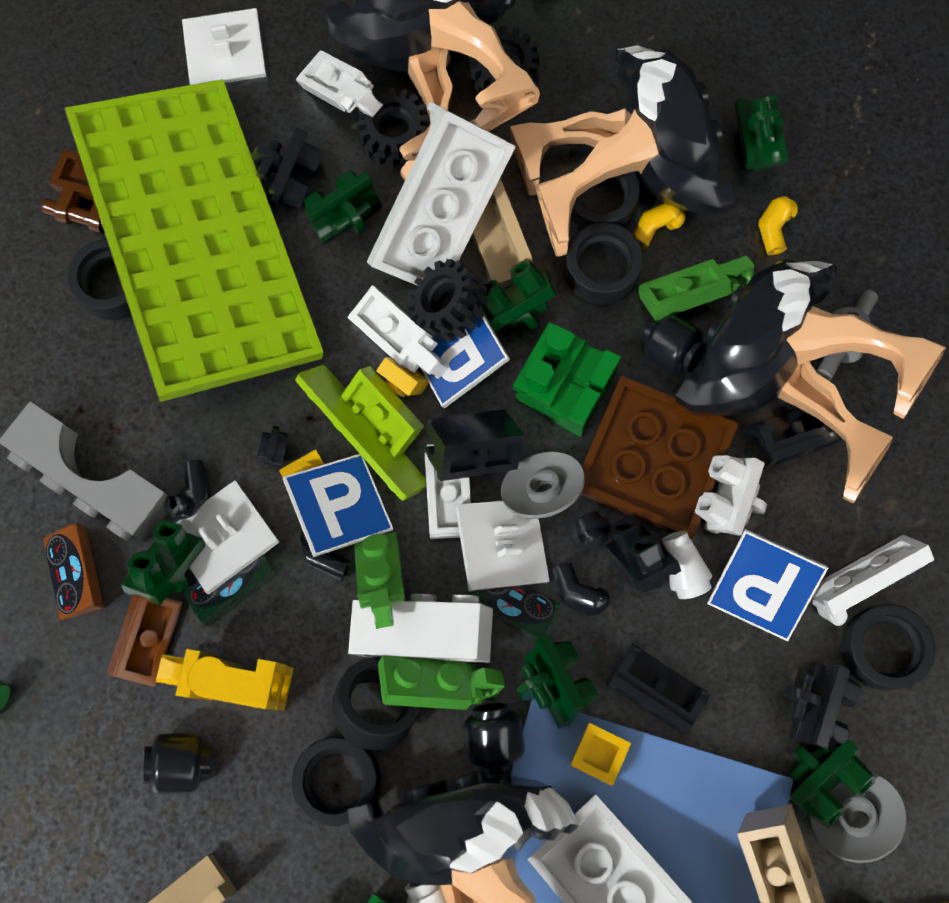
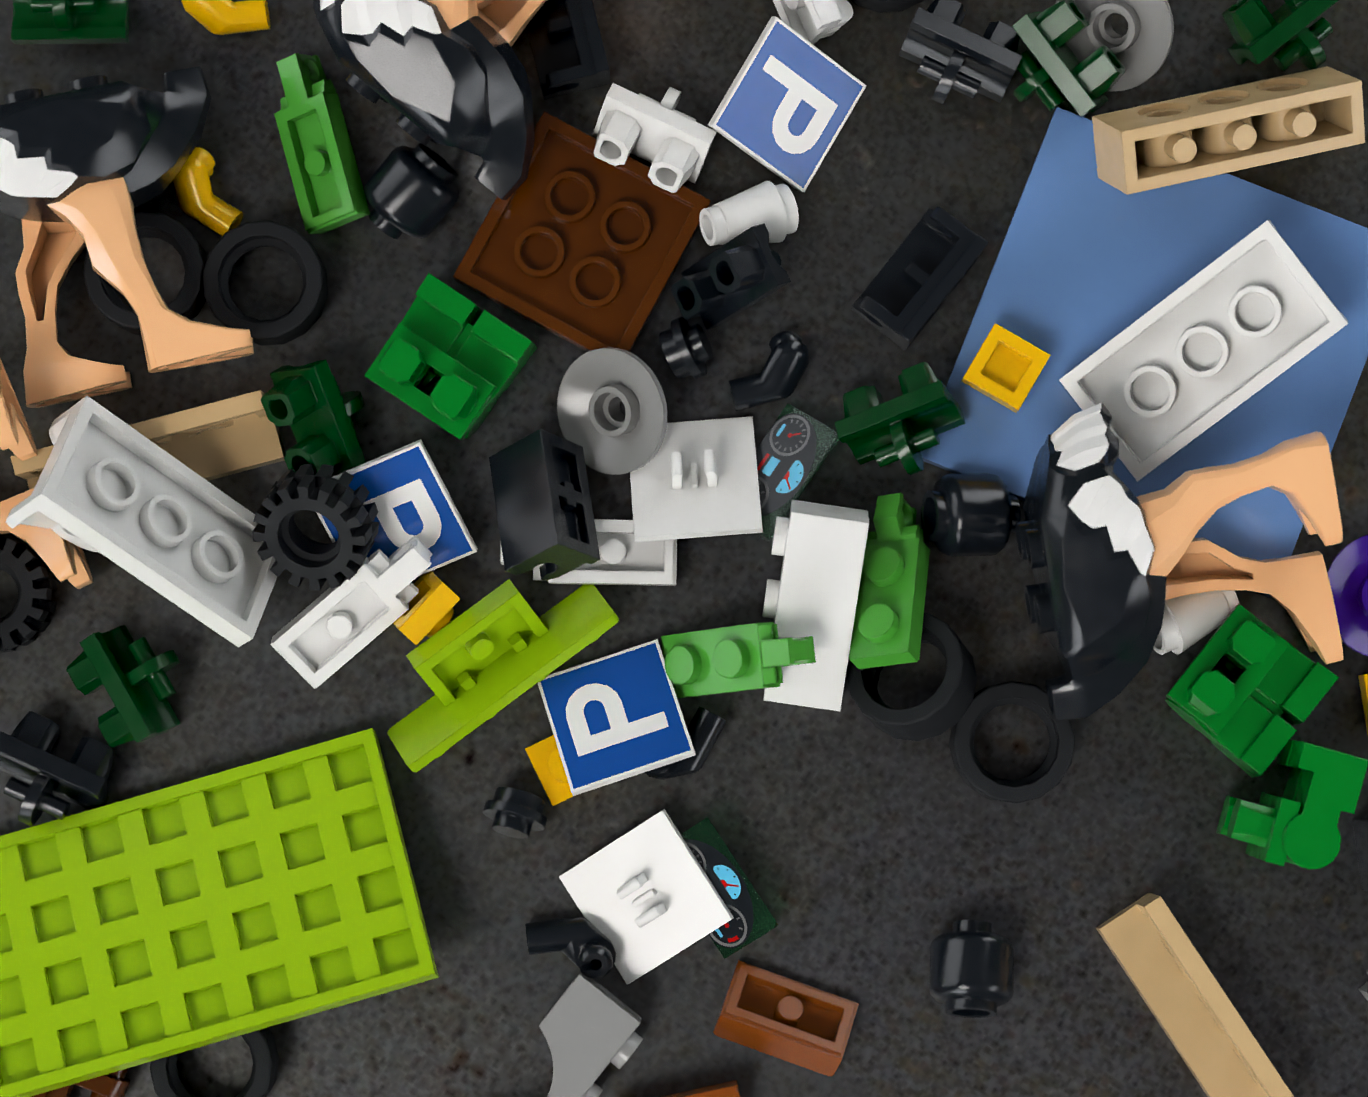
camera: 85 degrees left, 10 degrees up
(164, 564) = (686, 978): dark green hips -> none
(210, 677) = (866, 890): yellow hips -> none

